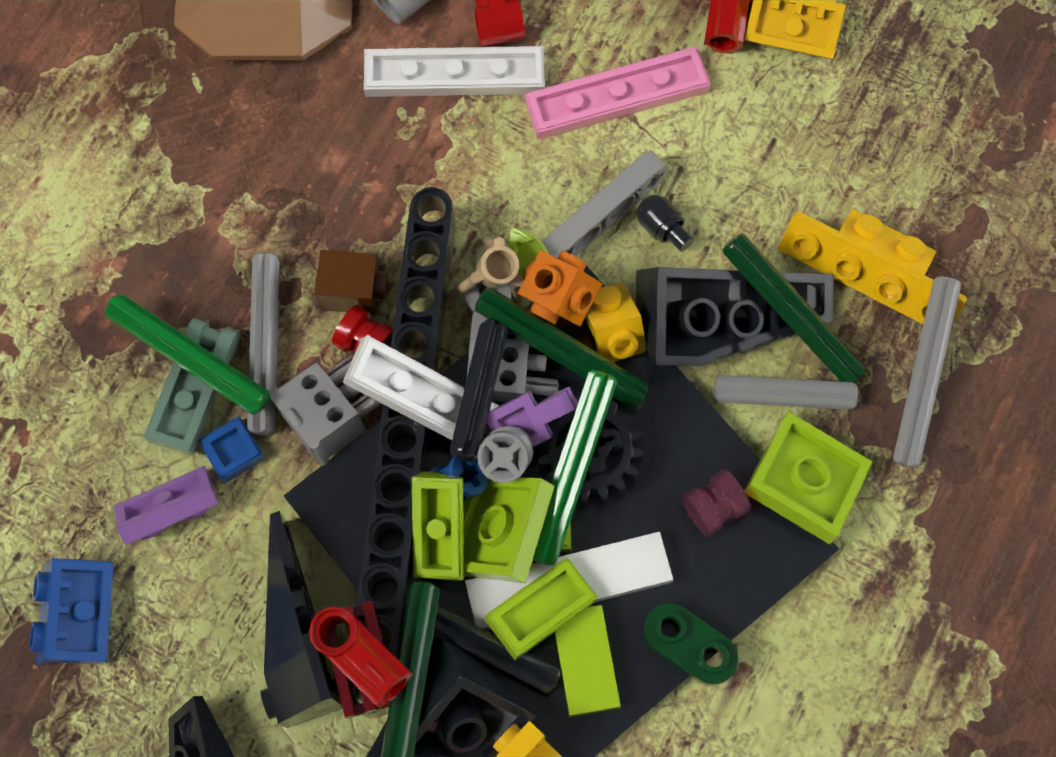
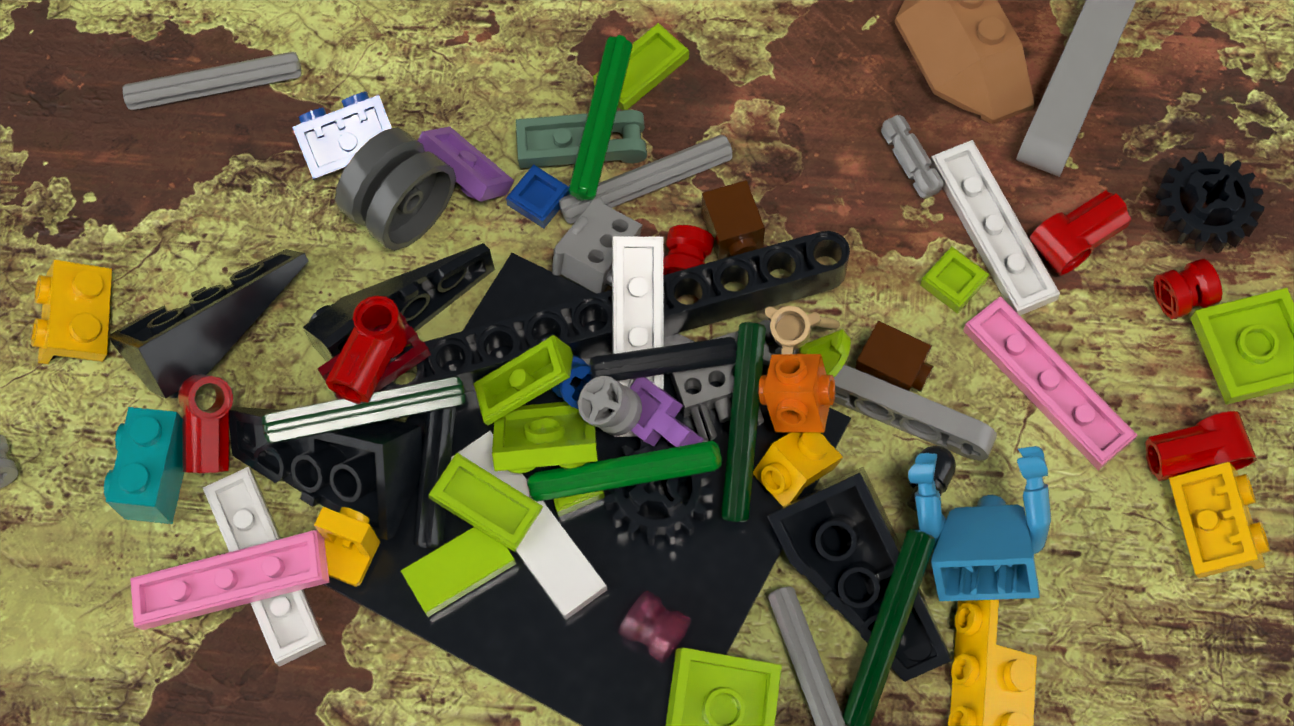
camera: 70 degrees right, 5 degrees down
(138, 280) = (651, 61): none -> lime tile
(166, 578) = (395, 188): none -> dark grey wheel
(354, 105) = (912, 156): none -> light grey axle
(489, 124) = (954, 279): none -> lime tile
(548, 202) = (896, 358): none -> reddish brown brick
(688, 647) = (510, 656): dark green plate -> none
(754, 195) = (988, 547): none -> dark azure torso

